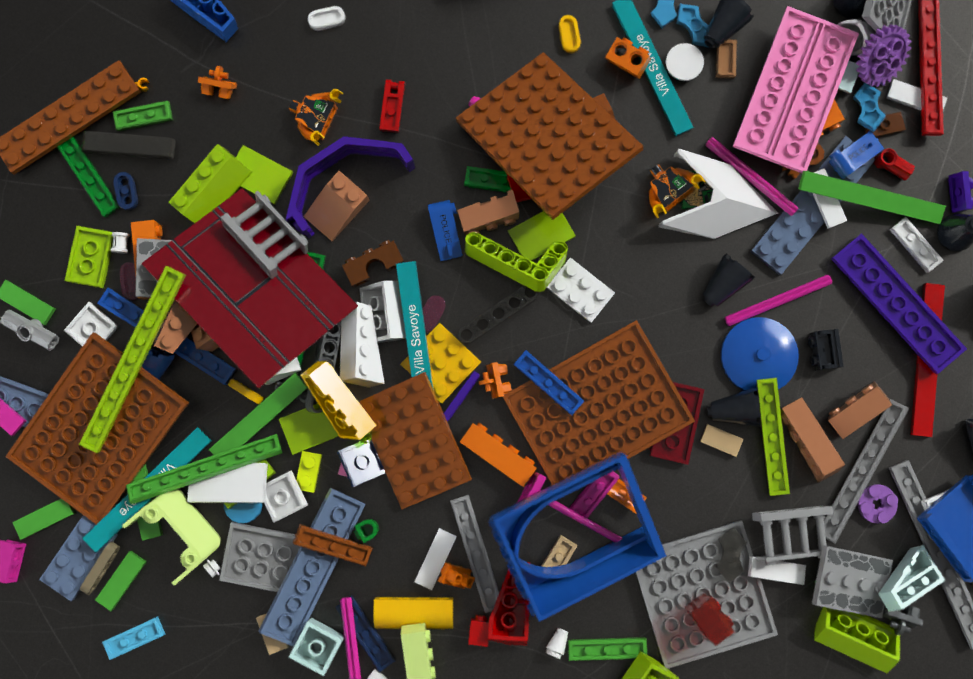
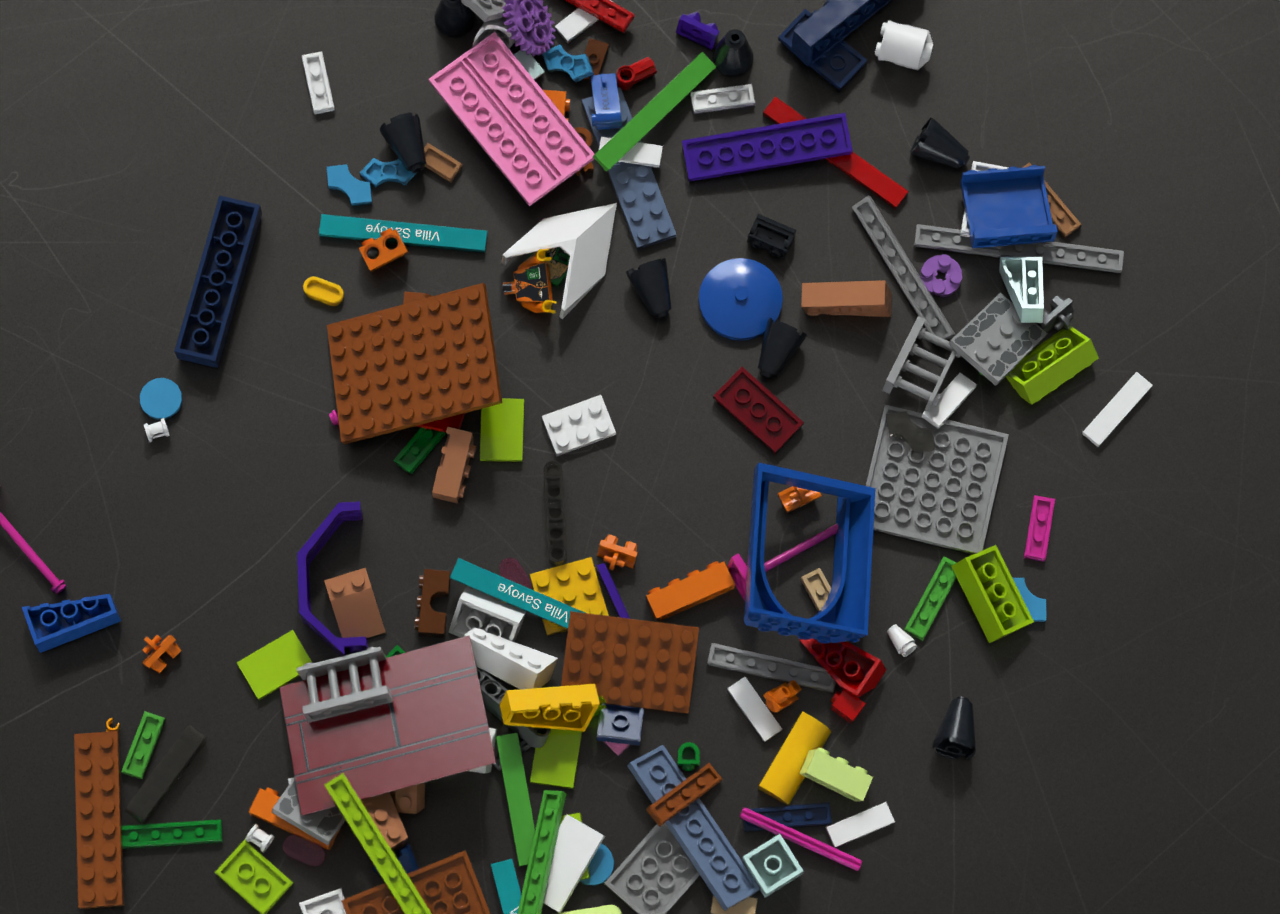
camera: 65 degrees left, 10 degrees down
(125, 192) = (211, 803): dark blue plate -> none
(187, 350) = (356, 856): blue plate -> none
(210, 184) = (260, 715): lime slope -> none
(244, 390) = (483, 797): yellow tile -> none
(283, 496) = (610, 818): white tile -> none
(308, 471) = (598, 783): neon yellow plate -> none
(315, 114) = (251, 573): torso -> none
(326, 18) = (159, 510): white tile -> none
(392, 106) = (289, 497): red plate -> none
(445, 229) = (431, 512): blue door -> none
(505, 261) = (518, 469): lime beam -> none
(548, 382) = (650, 503): blue tile -> none
(593, 494) = (780, 523): dark pink tile -> none
(624, 407) = (698, 471): dark orange plate -> none
(684, 62) = (419, 201): white piece -> none
(710, 620) = (956, 483): clear red brick -> none
(721, 440) = (799, 380): tan tile -> none
(750, 175) = (567, 206): dark pink axle -> none
(773, 436) = (823, 331): lime plate -> none
(778, 300) = (699, 251): dark pink axle -> none
(859, 410) = (844, 240): nougat wedge -> none

